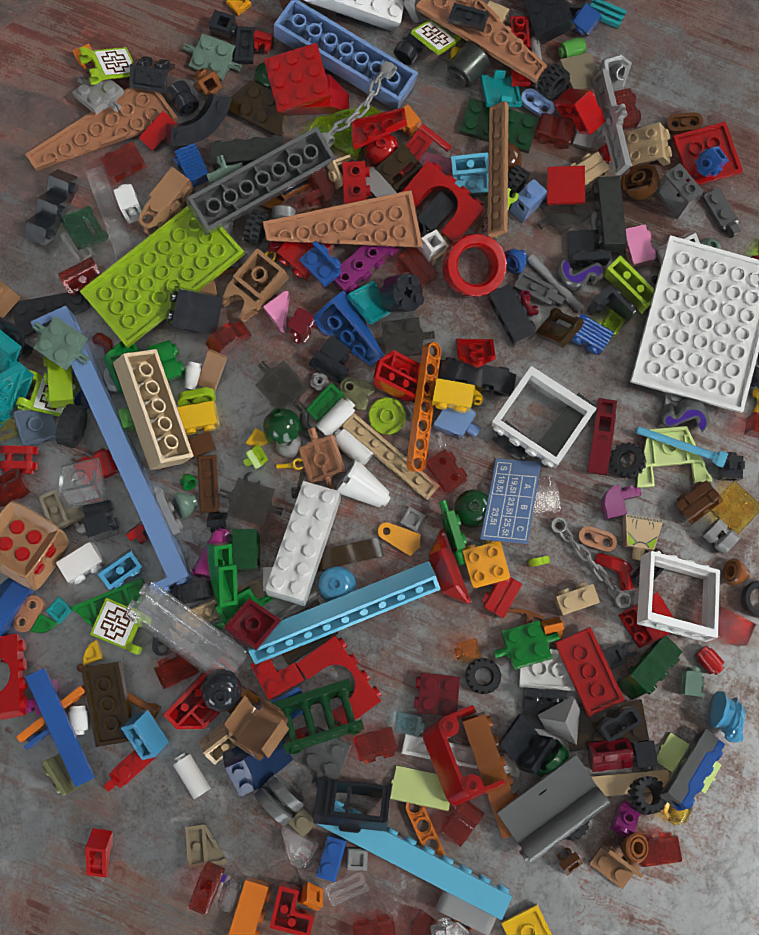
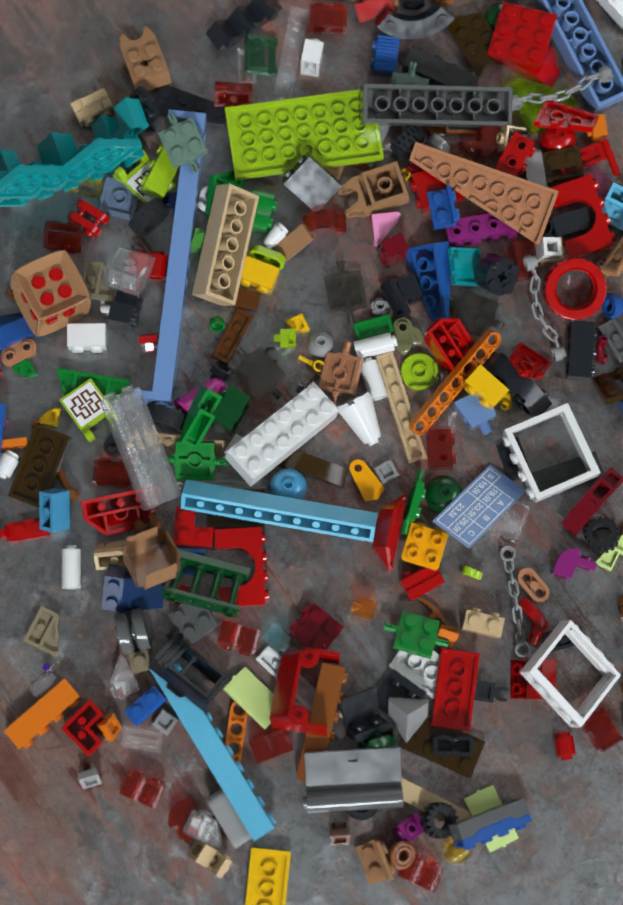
camera: 25 degrees right, 0 degrees up
(59, 610) = (45, 365): teal tile -> none
(103, 340) = (219, 162): clear red arm -> none
(119, 569) = (116, 361): dark azure brick -> none
(166, 200) = (345, 74): medium nougat brick -> none
(168, 509) = (186, 336): light grey hinge -> none
(184, 504) = (202, 340): sand green brick -> none
(206, 888) = (29, 665): clear red brick -> none
(221, 690) = (140, 510): black cylinder -> none
(252, 625) = (198, 474): dark red slope -> none
(281, 426) = (324, 324): dark green cylinder -> none
(304, 420) = (343, 336): pearl dark grey arm -> none
(492, 328) = (530, 263): none -> light grey piece
(495, 673) = (351, 638): black tyre -> none
(610, 755) = (429, 769): dark red brick -> none
(640, 534) = (572, 603): tan torso -> none
(644, 754) = (457, 787): black brick -> none
(650, 668) = (508, 718): dark green wedge -> none
(692, 682) = (537, 754): sand green brick -> none
(727, 715) = (549, 799): dark azure piece -> none

